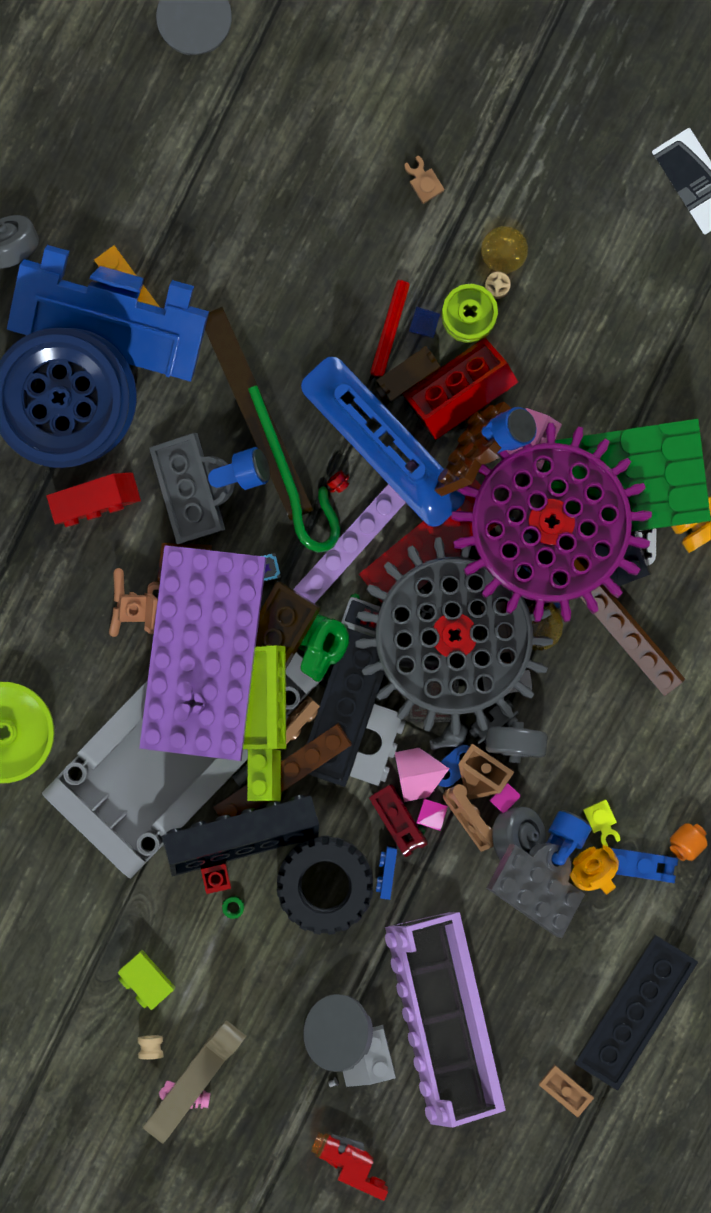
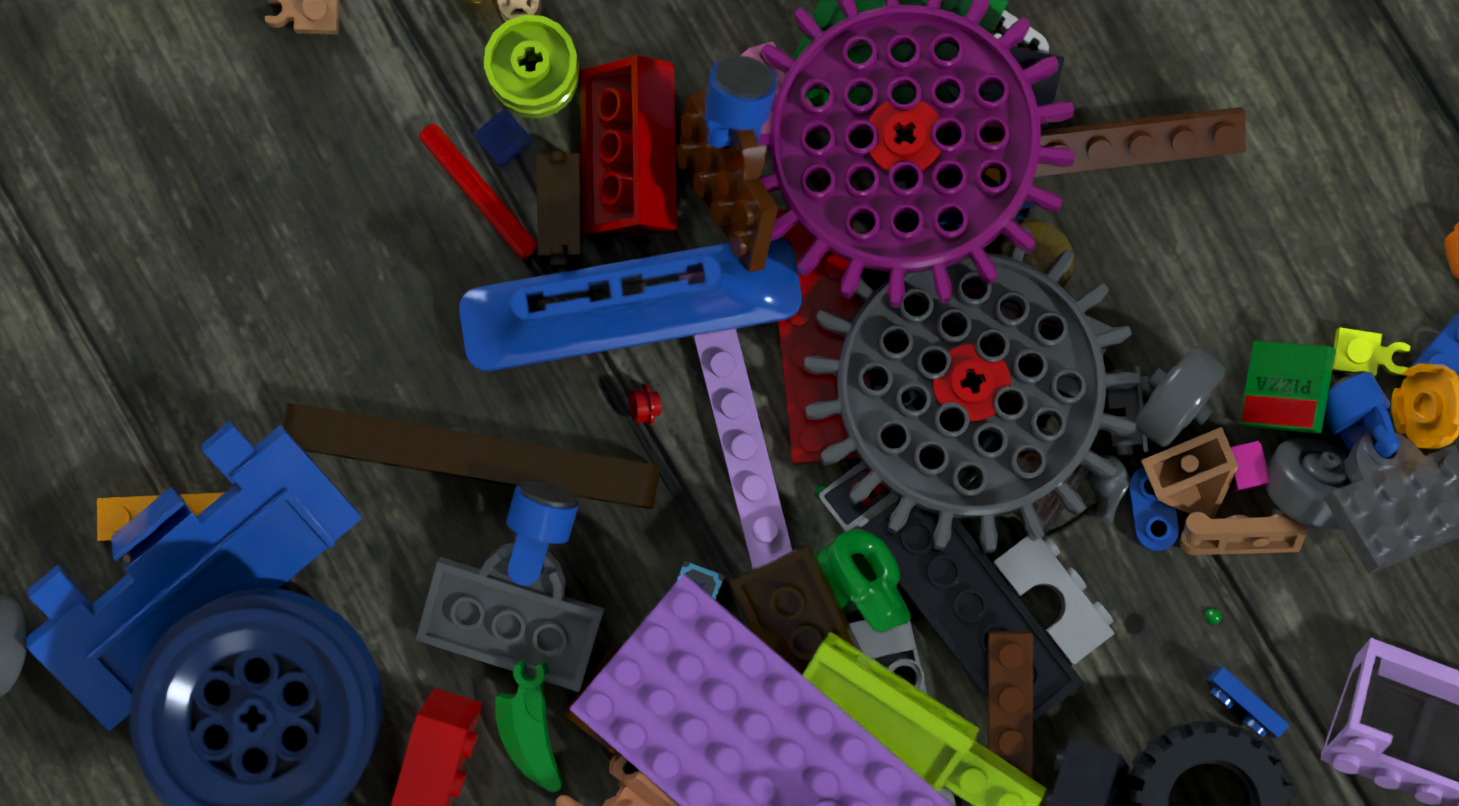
camera: 60 degrees left, 5 degrees down
(142, 529) = (525, 730): none -> green piece
(291, 487) = (604, 473): green piece -> none
(300, 715) = (940, 677): medium nougat plate -> none
(397, 820) = (1178, 638): dark red plate -> none
(418, 773) = (1131, 565): bright pink slope -> none
(432, 814) = (1202, 586): dark pink slope -> none
(557, 792) = (1287, 386): none -> tile

